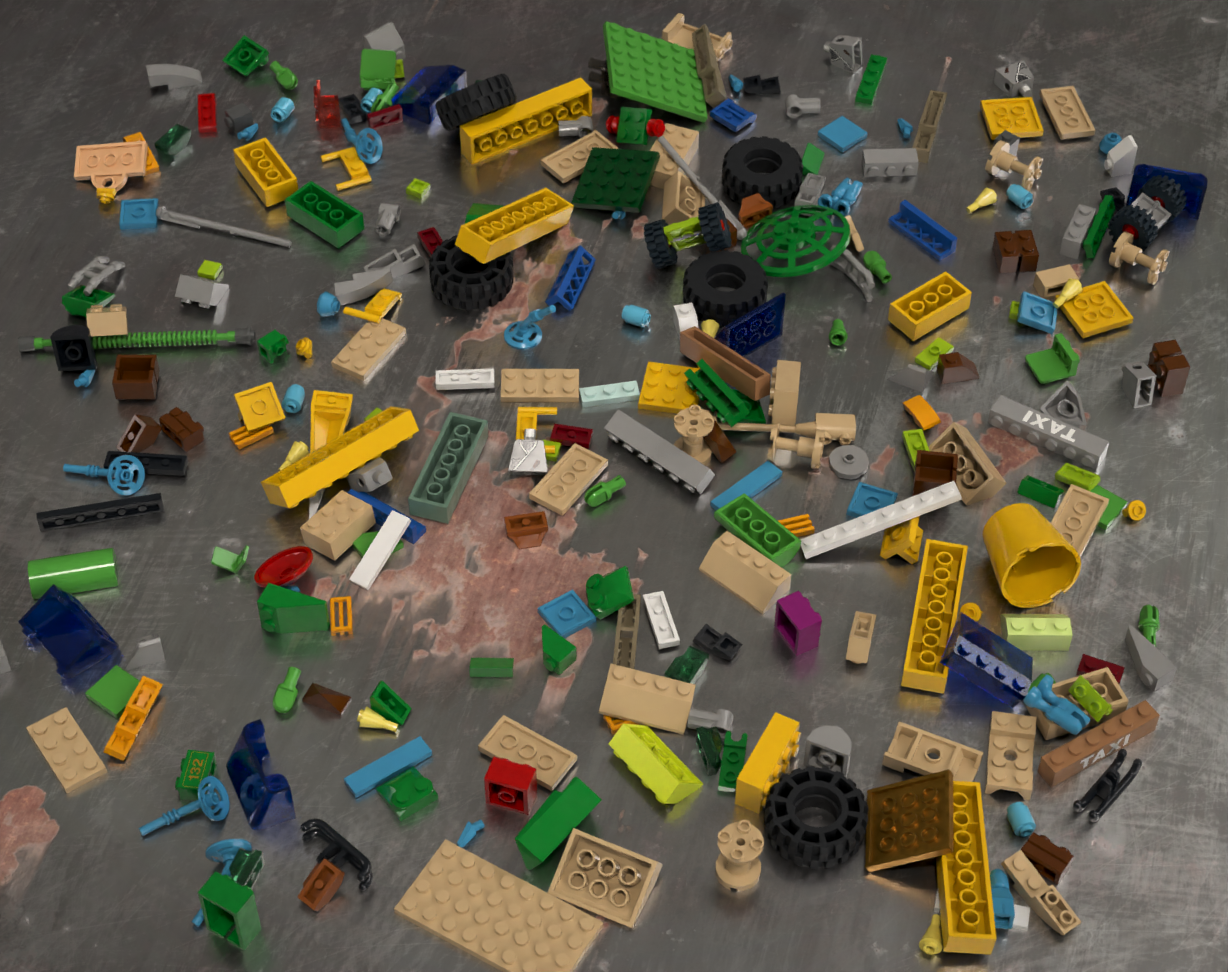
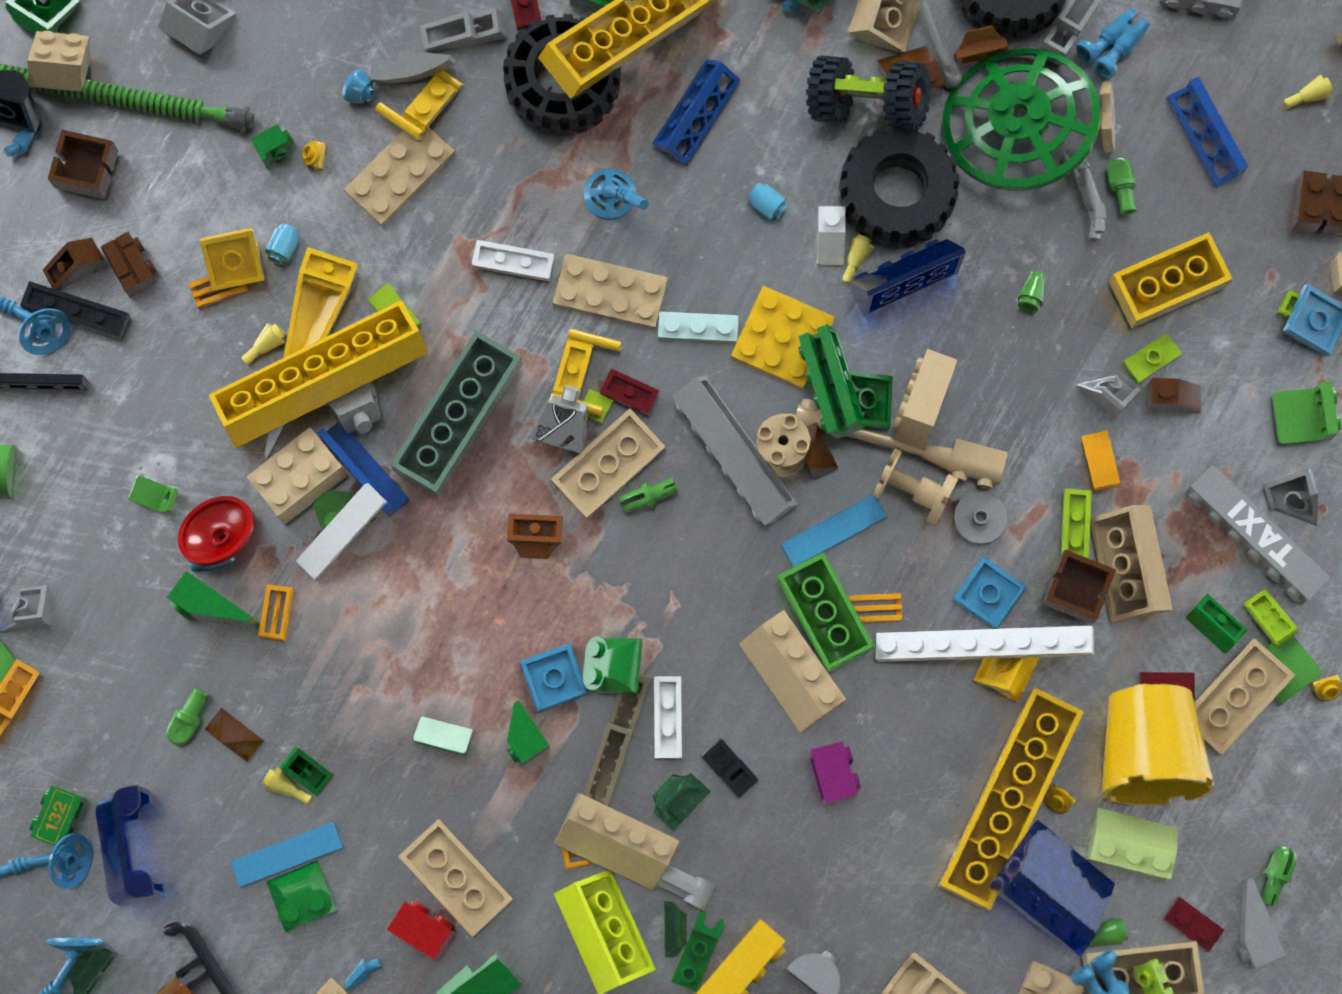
camera: 15 degrees right, 30 degrees up
(725, 363) = (858, 328): medium nougat brick -> none
(860, 637) = (910, 804): tan slope -> none

